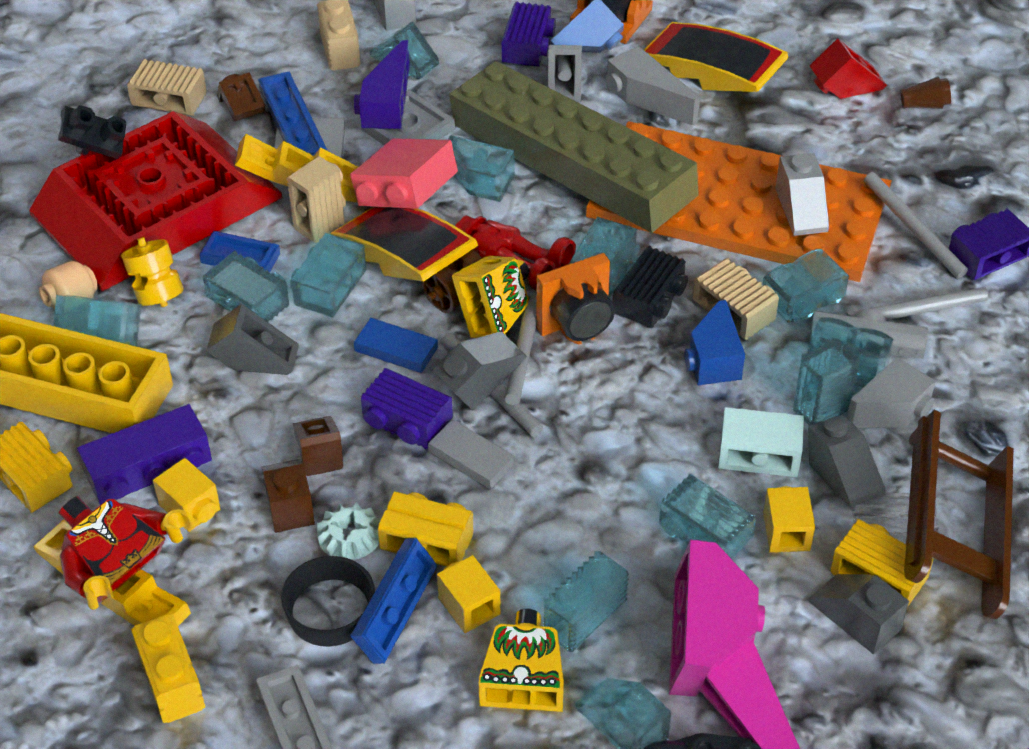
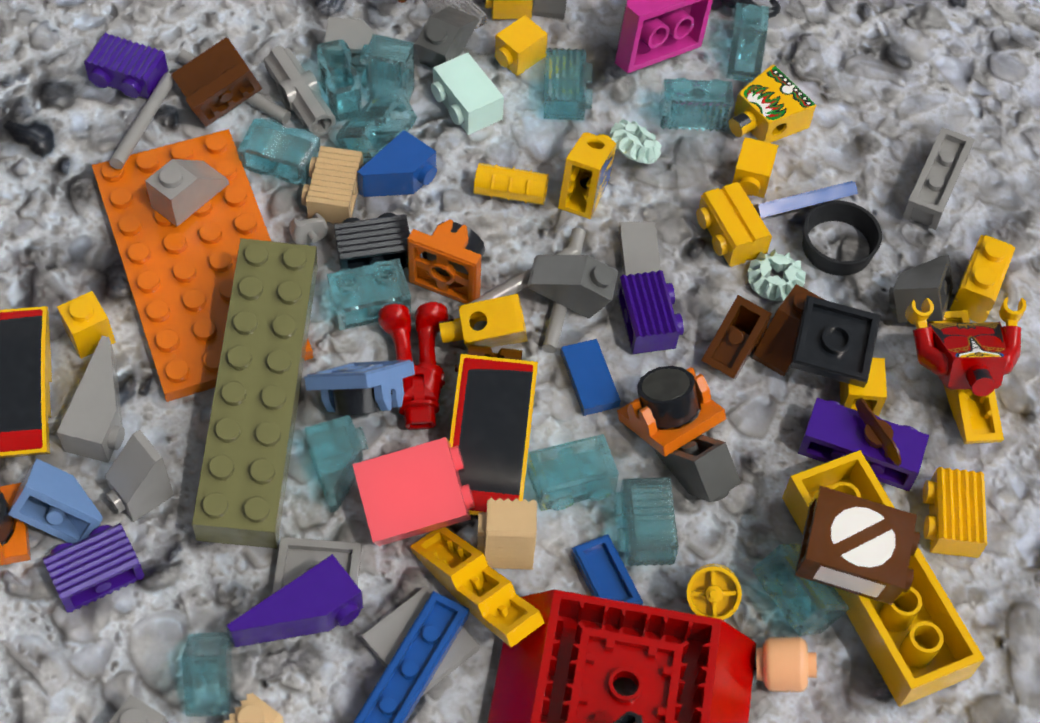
camera: 135 degrees left, 10 degrees up
(67, 327) = (858, 546): none -> reddish brown brick
(130, 438) = (878, 432): none -> reddish brown piece
(205, 604) = (924, 281): none -> dark grey slope
(229, 469) = (835, 341): none -> black tile
(311, 345) = (666, 406): none -> piece
(518, 190) = (361, 386): none -> medium blue piece
(582, 453) = (592, 159): none -> yellow torso
(606, 520) = (635, 142): none -> light aqua gear
(627, 408) = (511, 183): none -> yellow axle
(707, 258) = (308, 230): none -> light grey piece
(725, 106) = (85, 323): none -> yellow brick
(769, 347) = (377, 125): none -> clear light blue brick
(918, 284) = (216, 82): none -> reddish brown bracket

